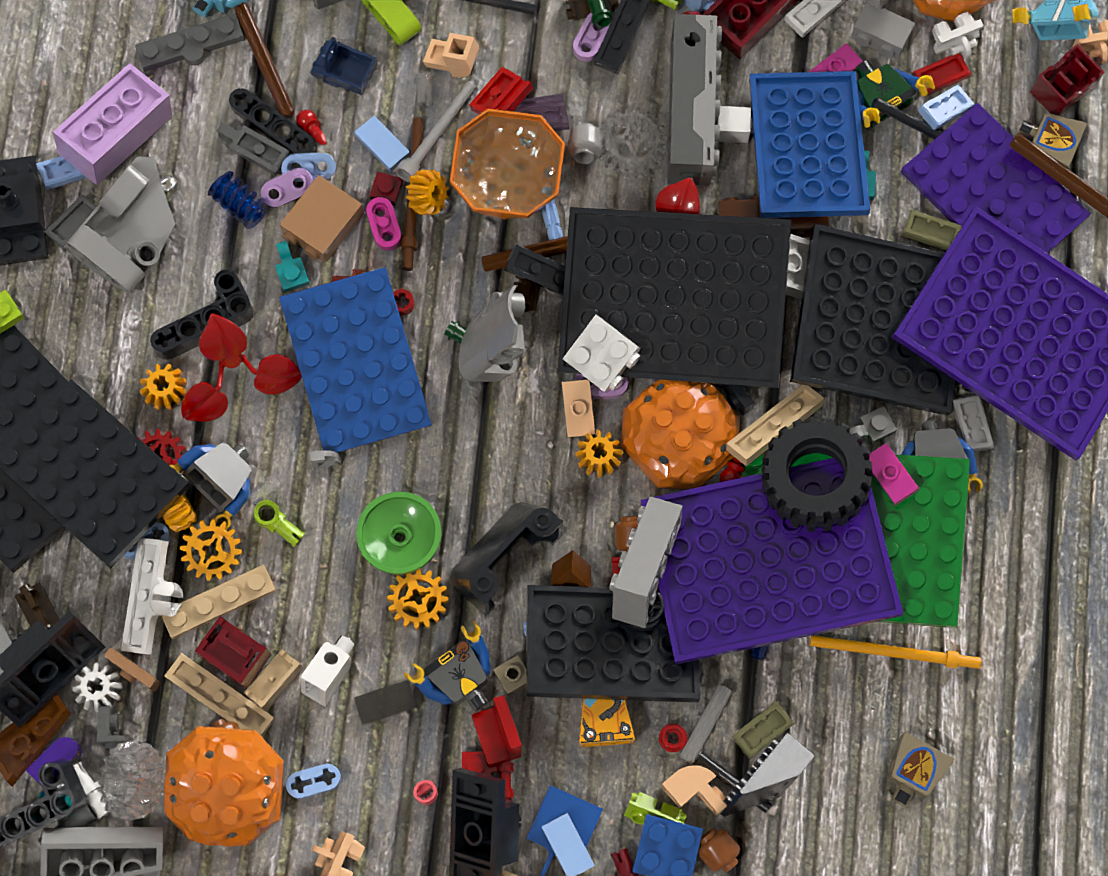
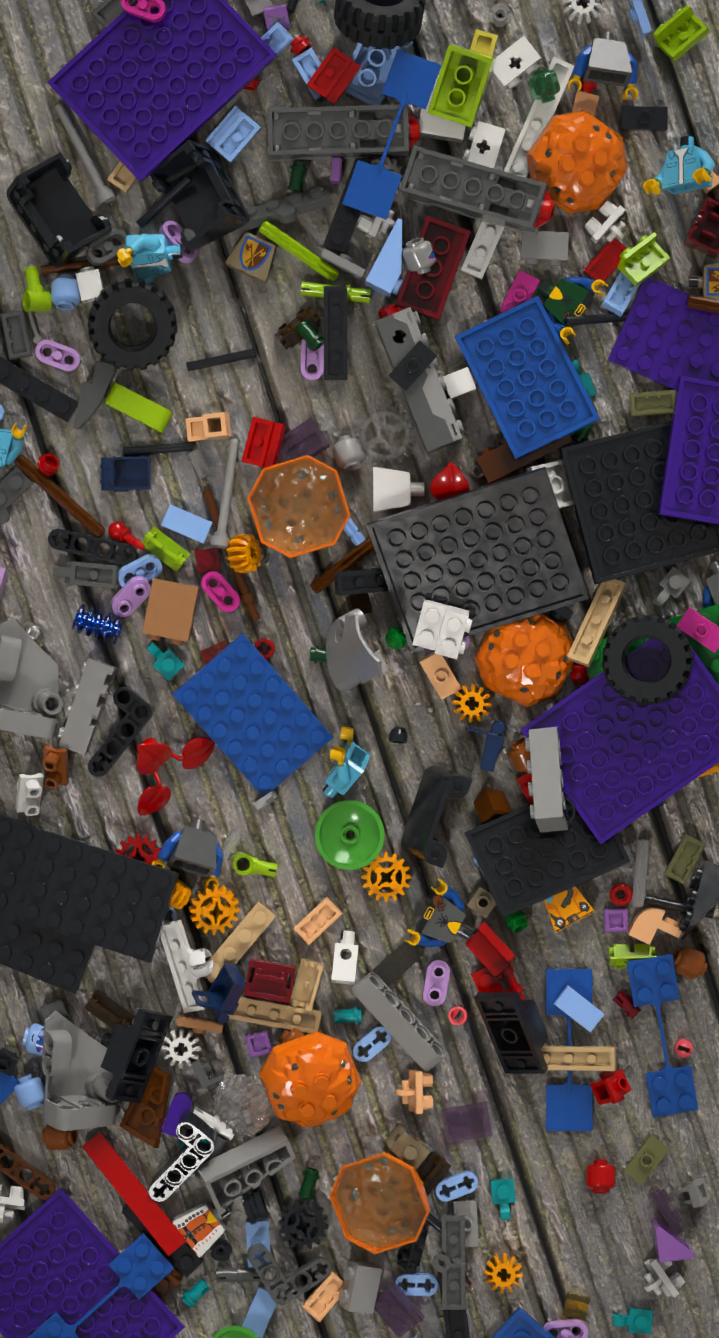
camera: 20 degrees left, 15 degrees up
(75, 337) = (29, 794): none -> white hips
(118, 322) = (55, 767): none -> dark orange hips
(159, 377) = (111, 806): light orange gear -> none
(174, 644) = (224, 993): none -> dark blue piece
(185, 273) = (87, 706): none -> light grey wedge
(185, 721) = (258, 1043): none -> medium lavender tile
(268, 24) = (48, 464): none -> red plate
(301, 736) = (348, 1015): none -> teal pin
(319, 615) = (318, 920): none -> light nougat plate
(347, 157) = (165, 549): none -> lime hinge
(356, 768) = (399, 1021): none -> light grey beam
(391, 59) = (158, 449): none -> black piece
(419, 745) = (436, 983): none -> lavender plate
(430, 455) = (349, 765): none -> medium azure torso
(502, 455) = (398, 735): none -> black hinge
(541, 714) = (517, 922): none -> green plate
(548, 351) = (395, 637): none -> green plate
(601, 506) = (493, 744): none -> dark blue piece
(616, 192) = (393, 489): none -> white torso
(654, 765) = (615, 920): none -> medium lavender tile
(693, 71) = (412, 365): none -> black plate
(849, 223) = (582, 435): none -> dark green pin
(981, 82) = (643, 259): none -> lime bracket

